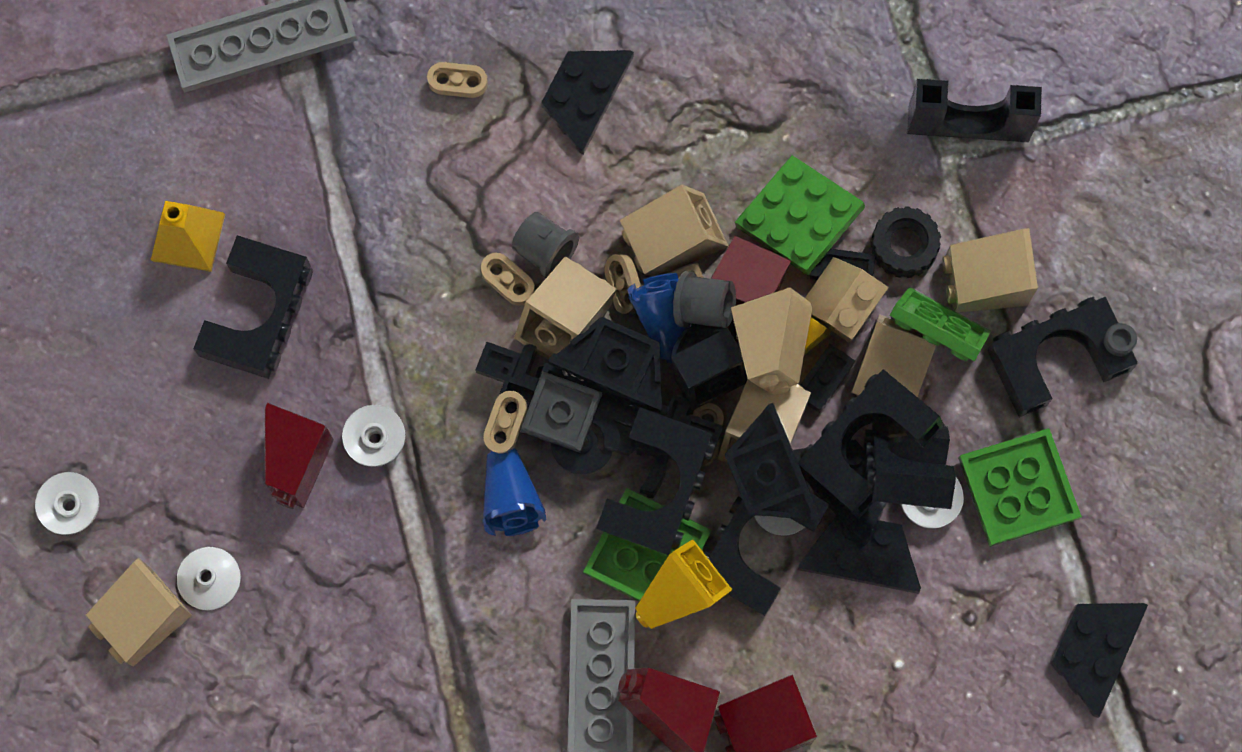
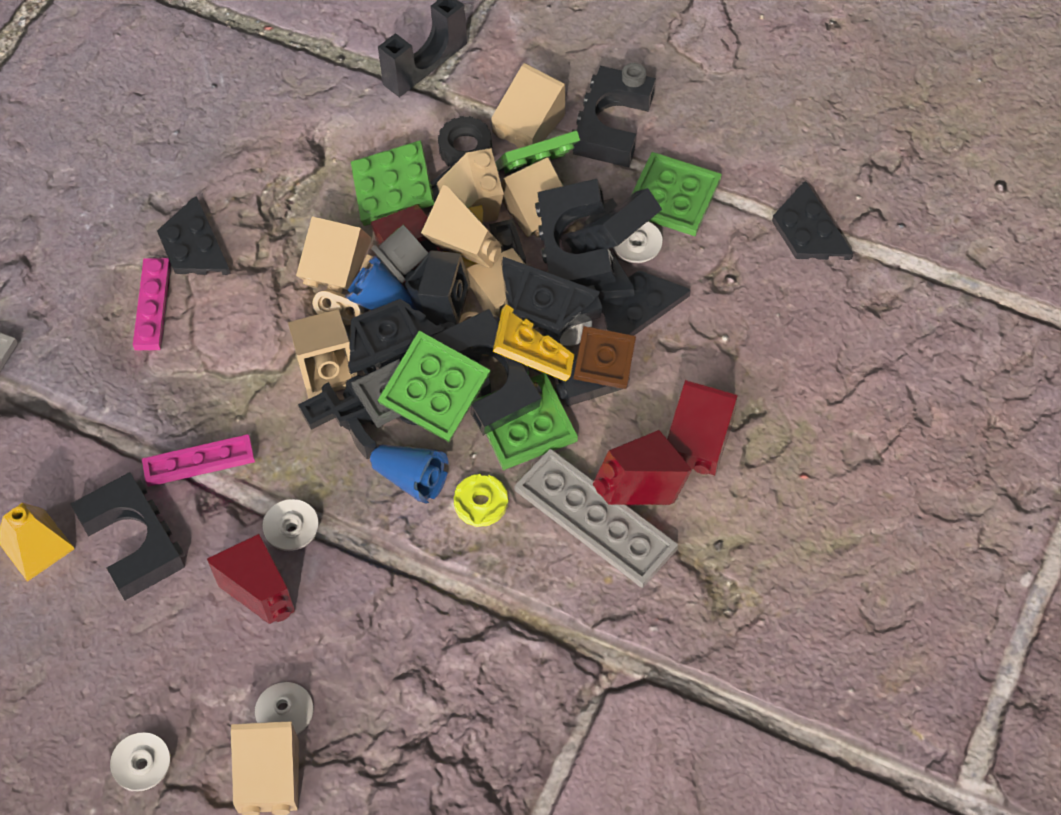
camera: 50 degrees left, 15 degrees down
(371, 300) = (198, 460): none -> dark pink plate
(458, 78) = (106, 304): tan plate -> none
(492, 116) = (151, 304): none -> dark pink plate
(505, 422) = (363, 430): tan plate -> none
(508, 280) = (267, 370): tan plate -> none
(543, 596) = (482, 514): none -> neon yellow tile
(544, 242) = (267, 328): dark grey piece -> none
(591, 452) = (434, 386): none -> bright green plate
(681, 587) = (570, 409): yellow slope -> none
(706, 501) = (525, 345): none -> yellow wing
(760, 577) = (604, 357): none -> reddish brown plate

